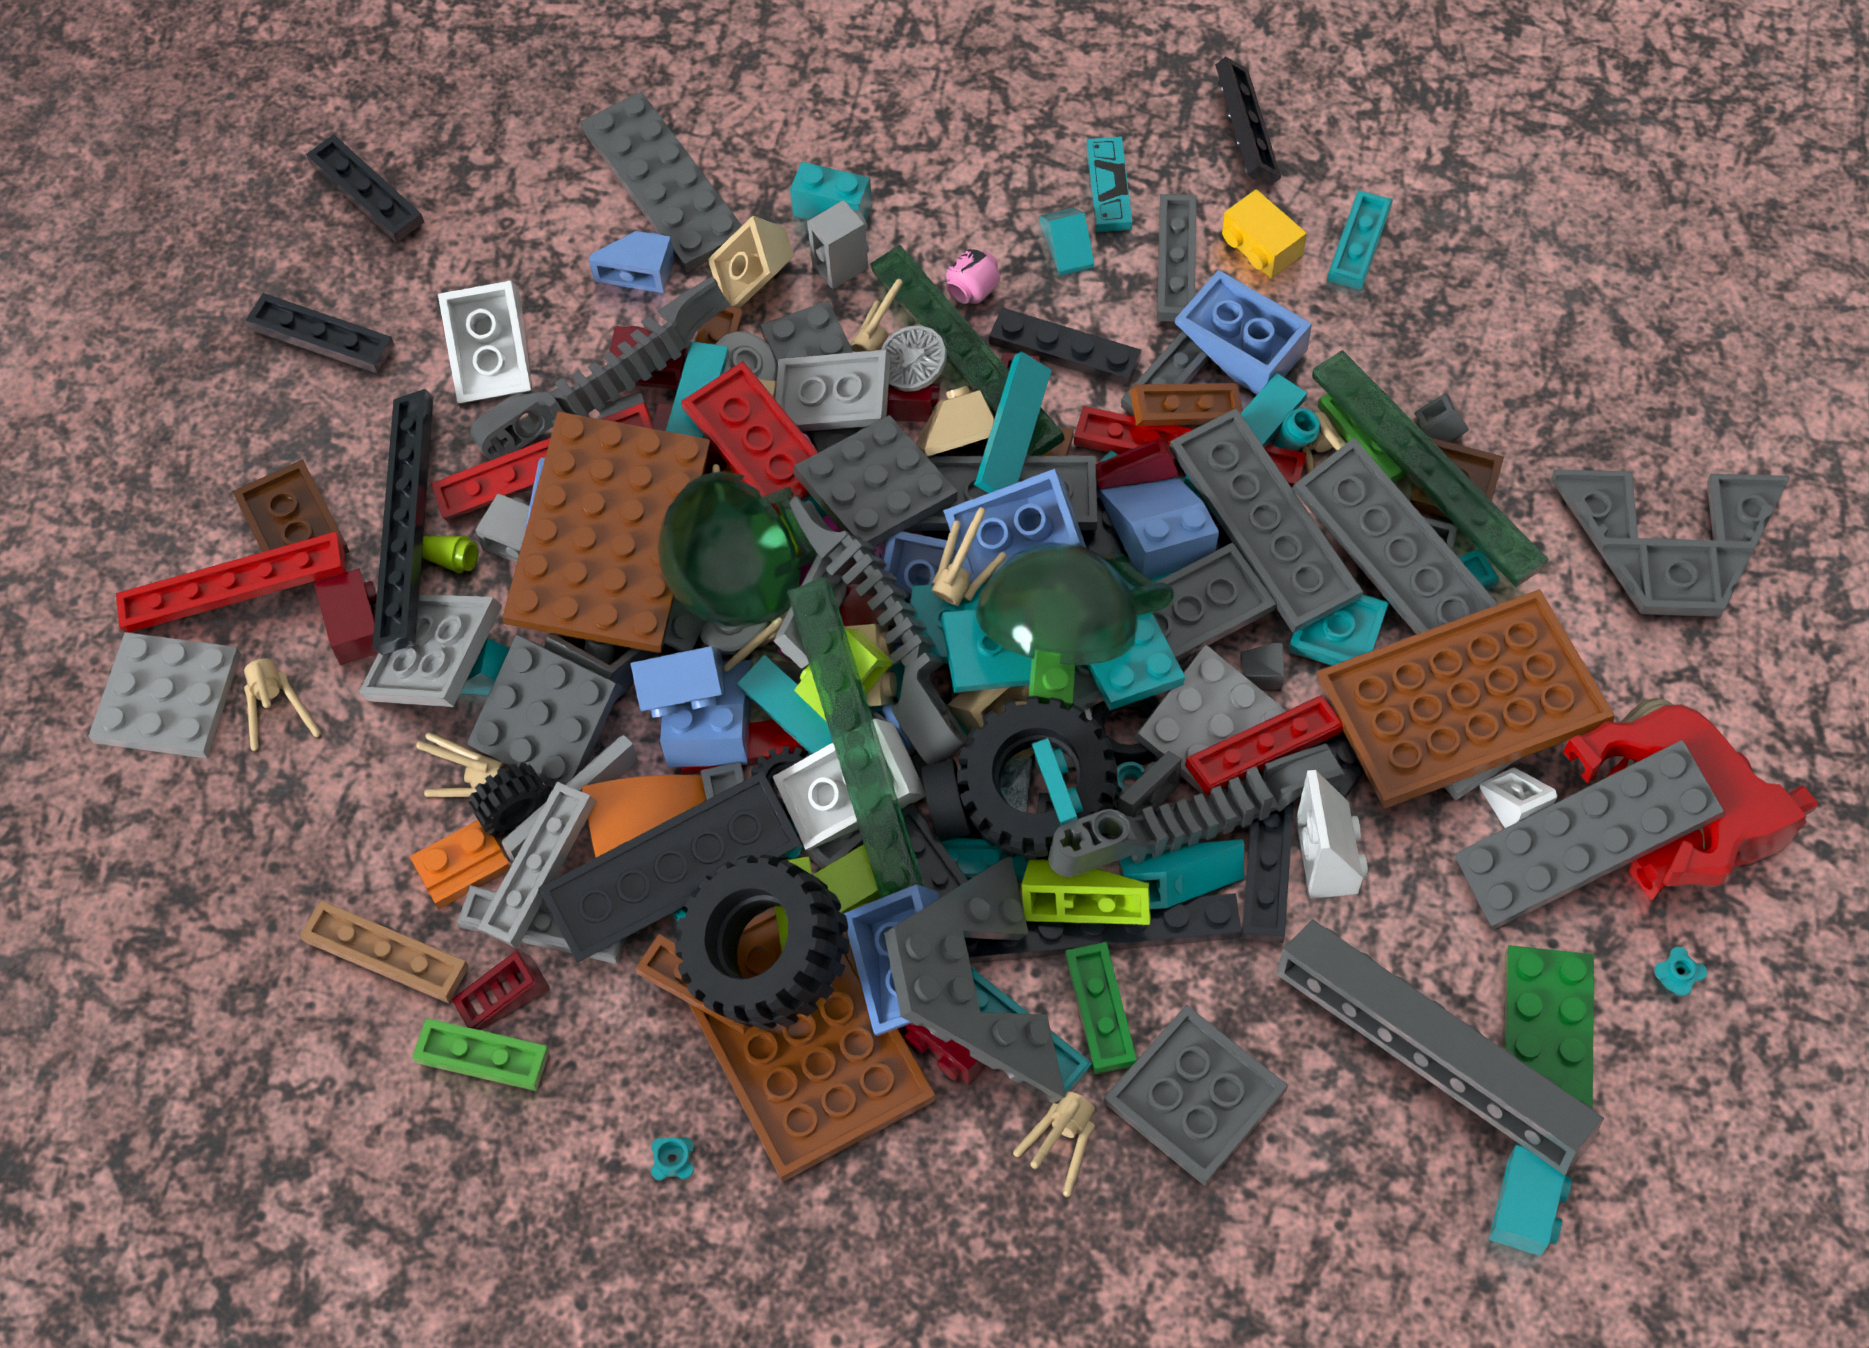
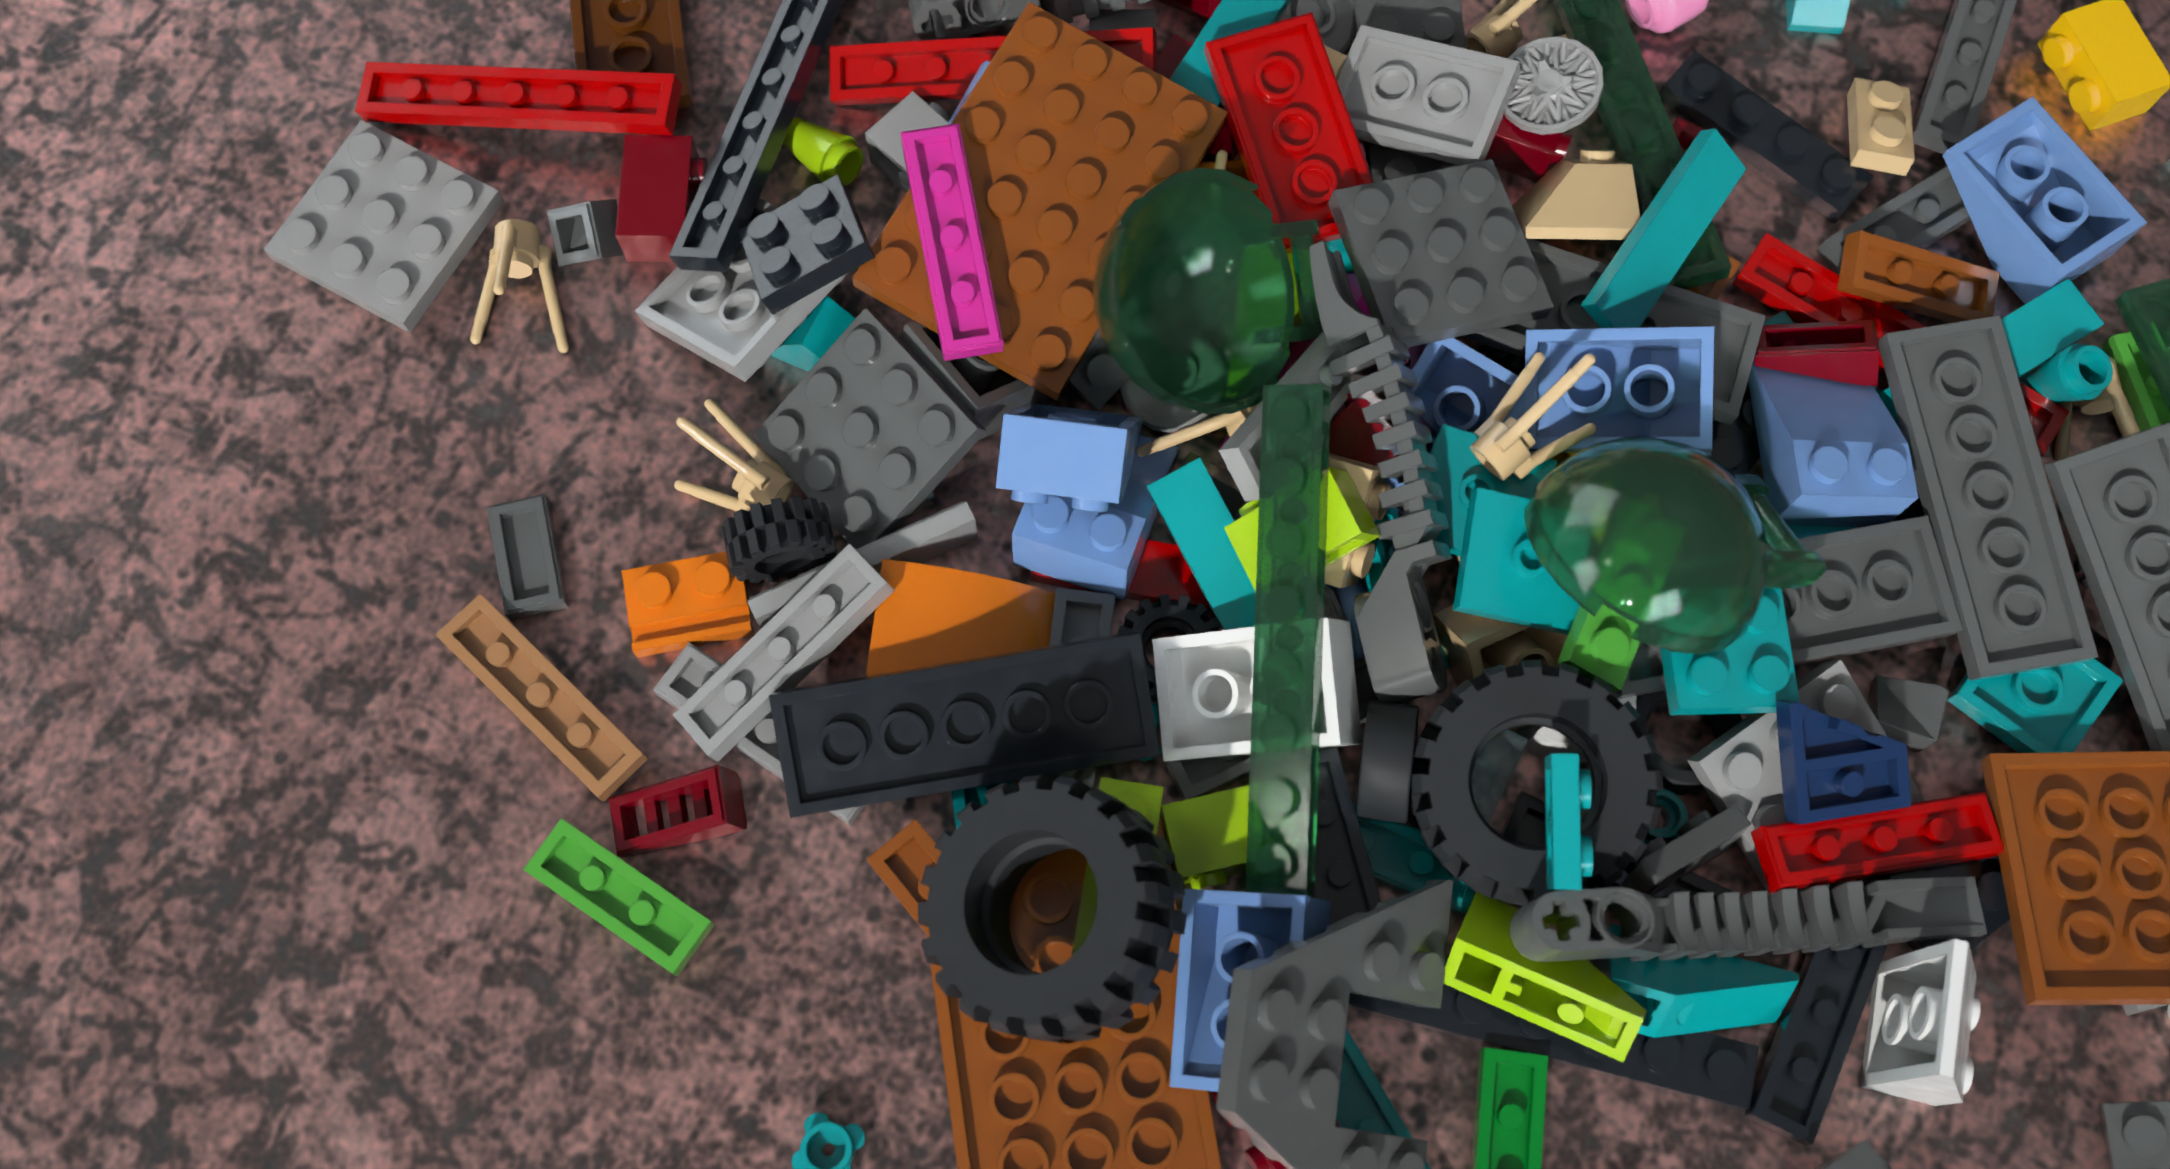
camera: 15 degrees right, 10 degrees up
(306, 654) = (585, 231): none -> dark grey slope
(342, 870) = (527, 557): none -> dark grey tile
(462, 608) = (805, 244): none -> plate
(559, 574) = (951, 242): none -> dark pink tile
(1135, 317) = (1880, 126): none -> tan plate
(1220, 705) = (1837, 767): none -> dark blue wing

